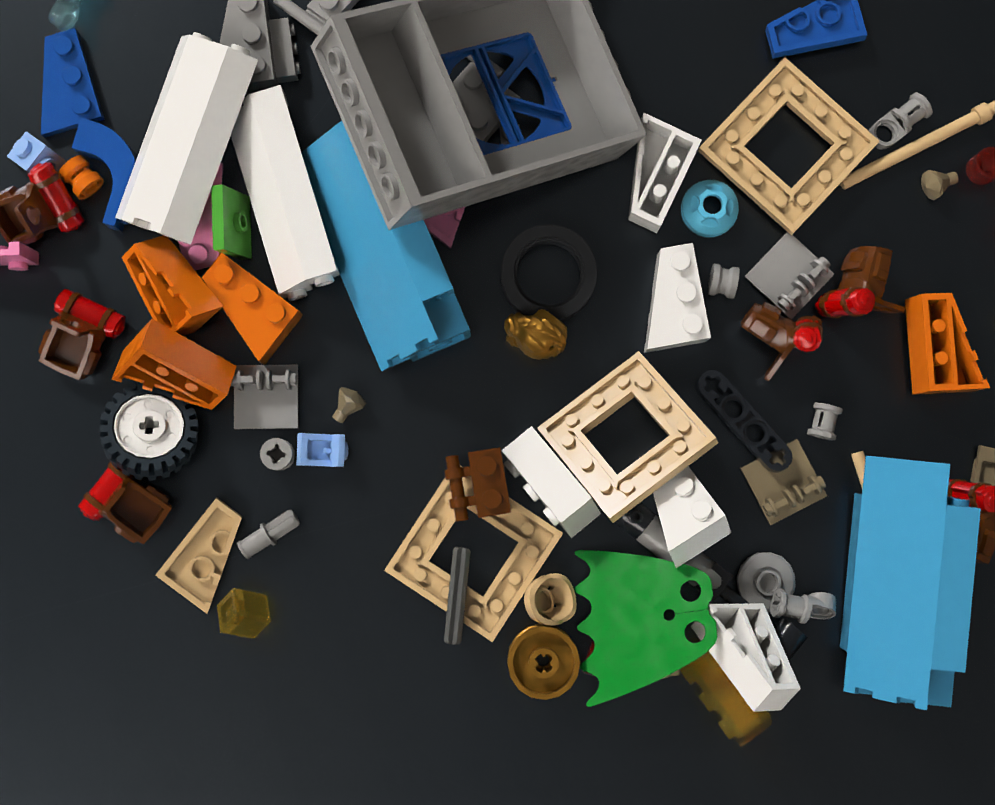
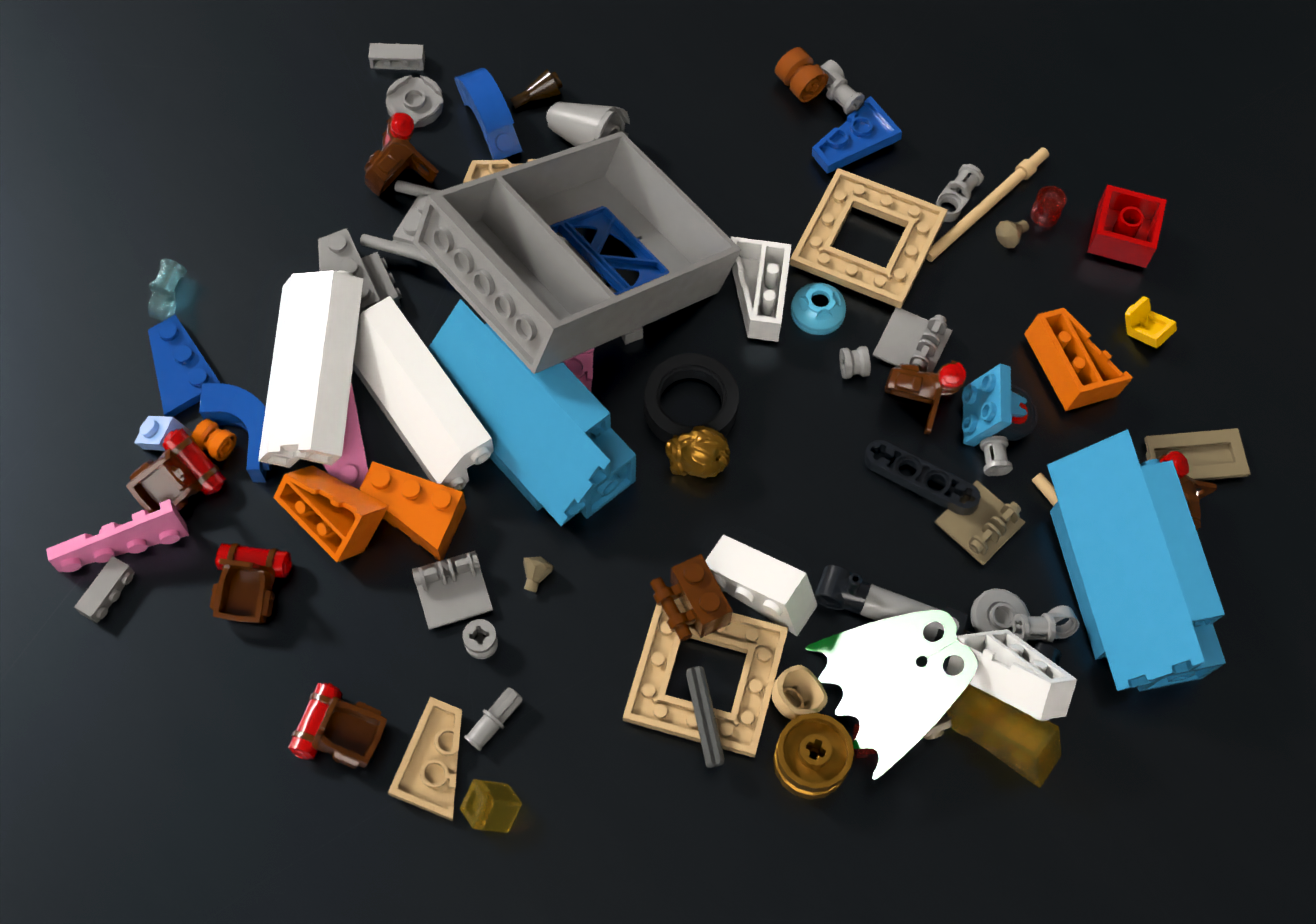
camera: 20 degrees left, 20 degrees down
(153, 454) = (344, 649): wheel -> none
(177, 365) = (354, 575): orange wedge -> none
(231, 222) = (373, 432): bright green plate -> none
(321, 450) = (523, 621): light blue bracket -> none
(619, 493) = (826, 563): tan plate -> none
(677, 301) = (820, 391): white wedge -> none
(689, 517) = (898, 559): white wedge -> none
(843, 375) = (996, 408): none -> dark azure plate
(861, 285) = (982, 327): reddish brown piece -> none

